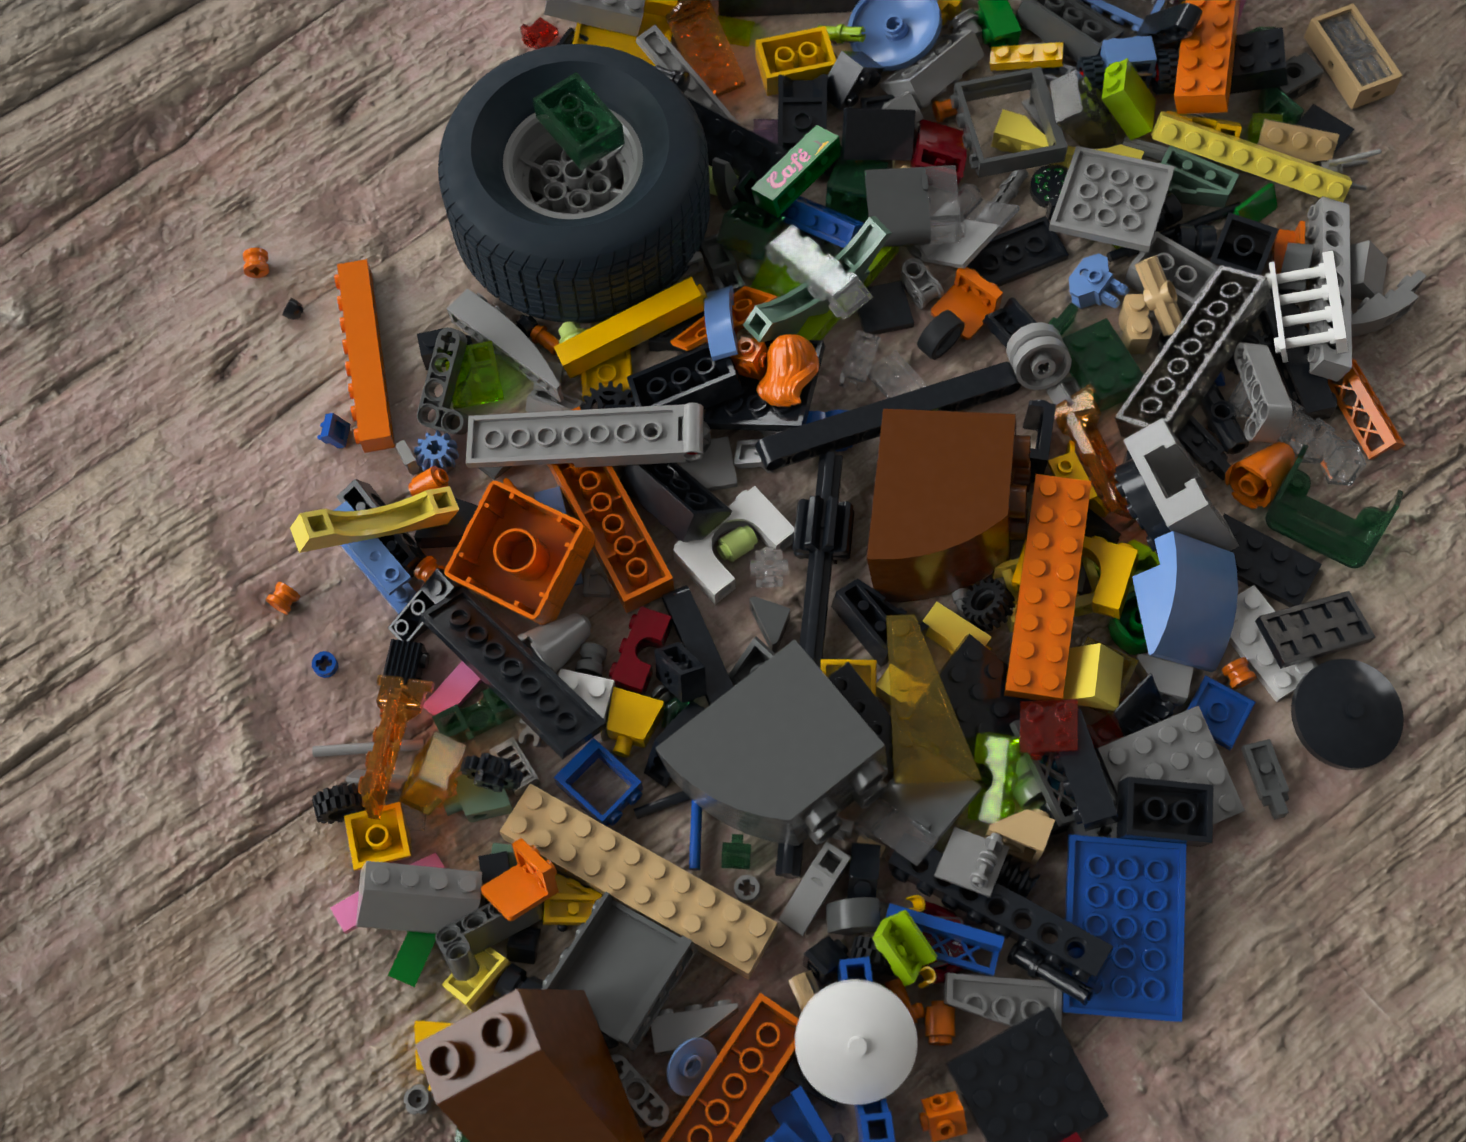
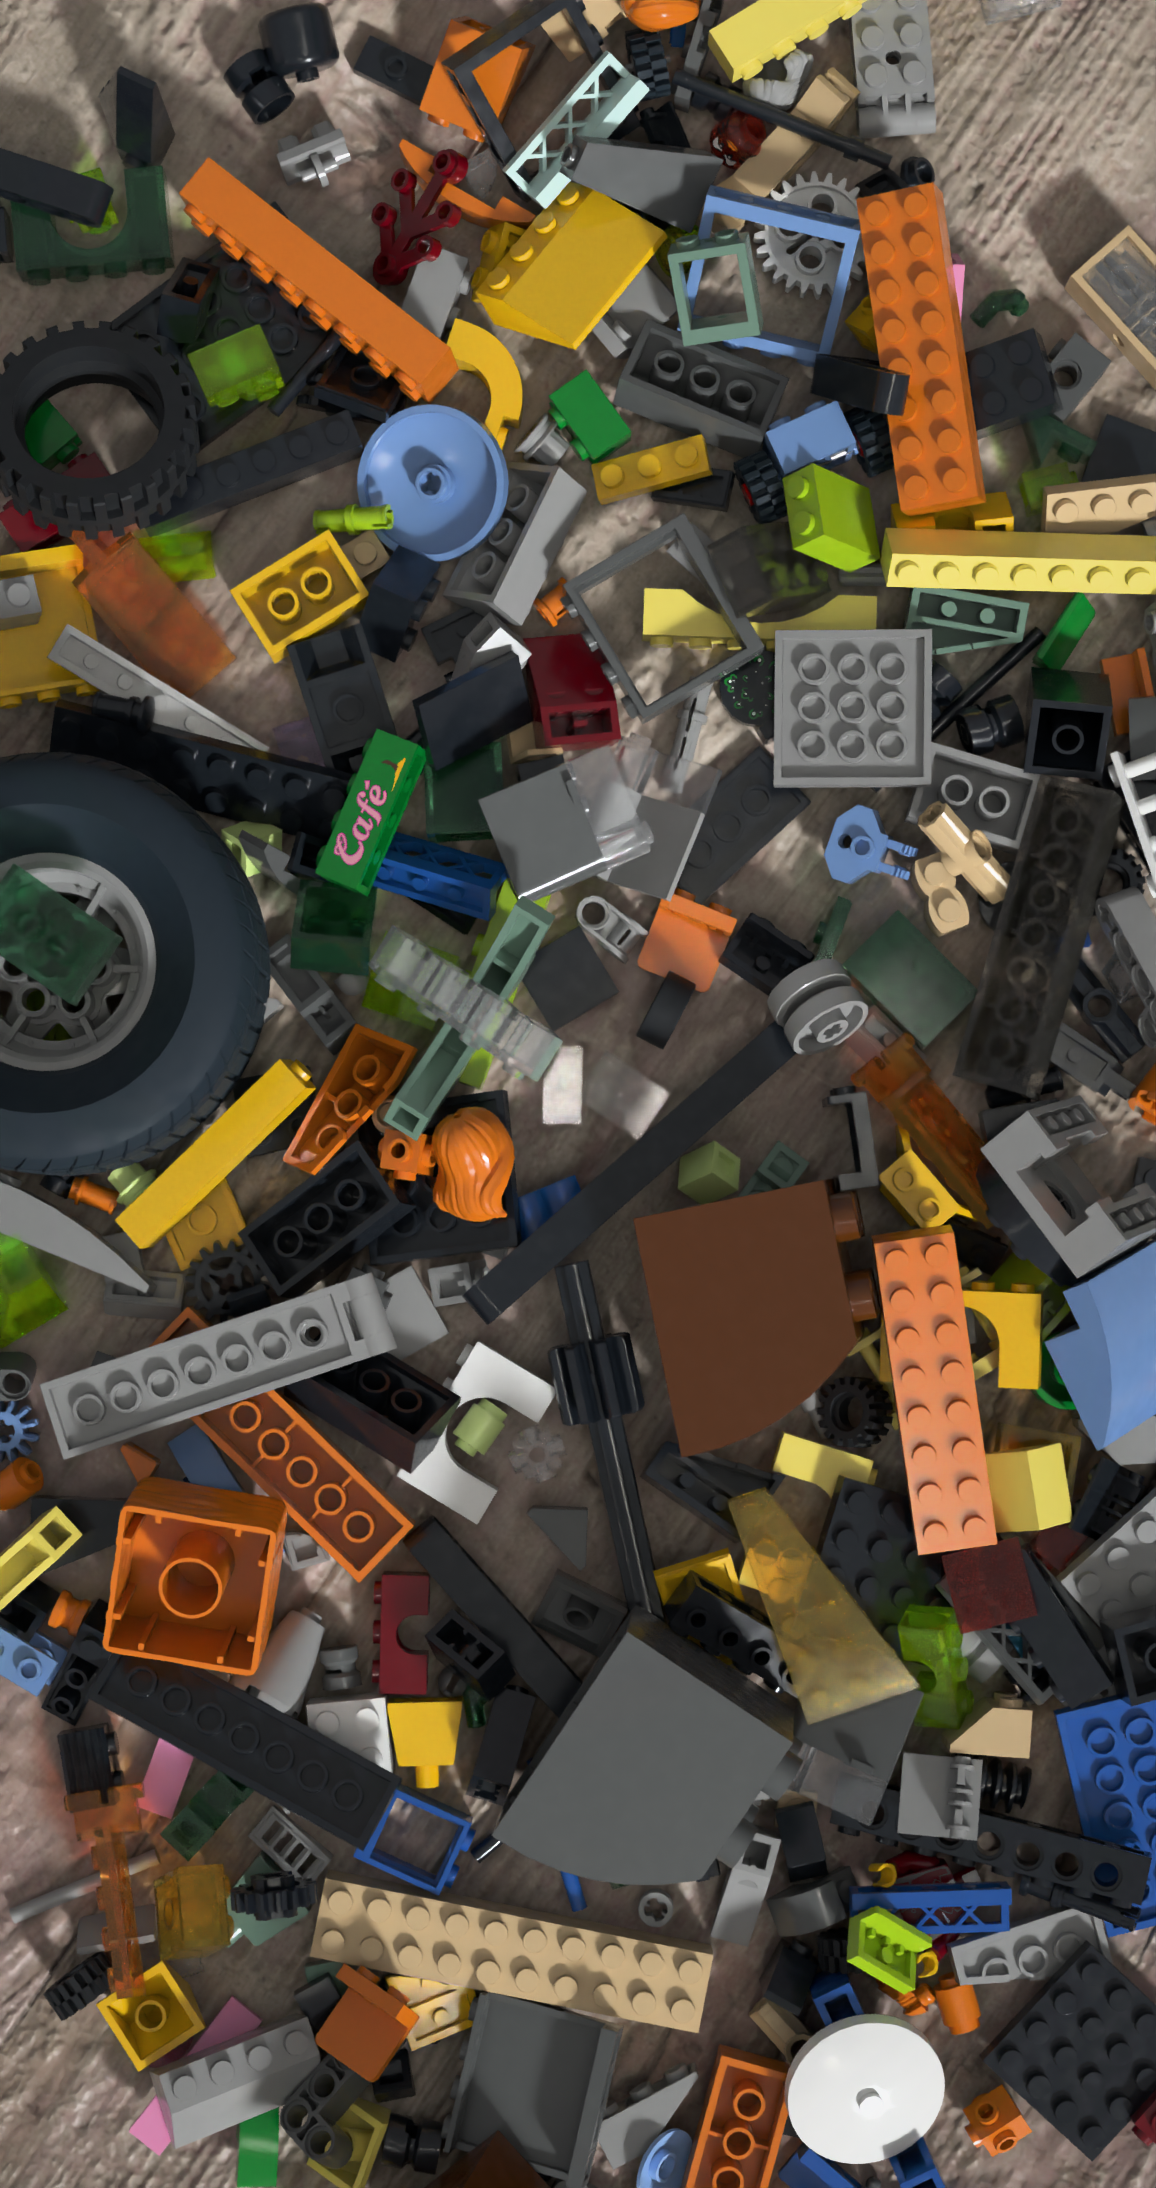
camera: 20 degrees left, 20 degrees up
(719, 323) = (344, 1115): medium blue slope -> none

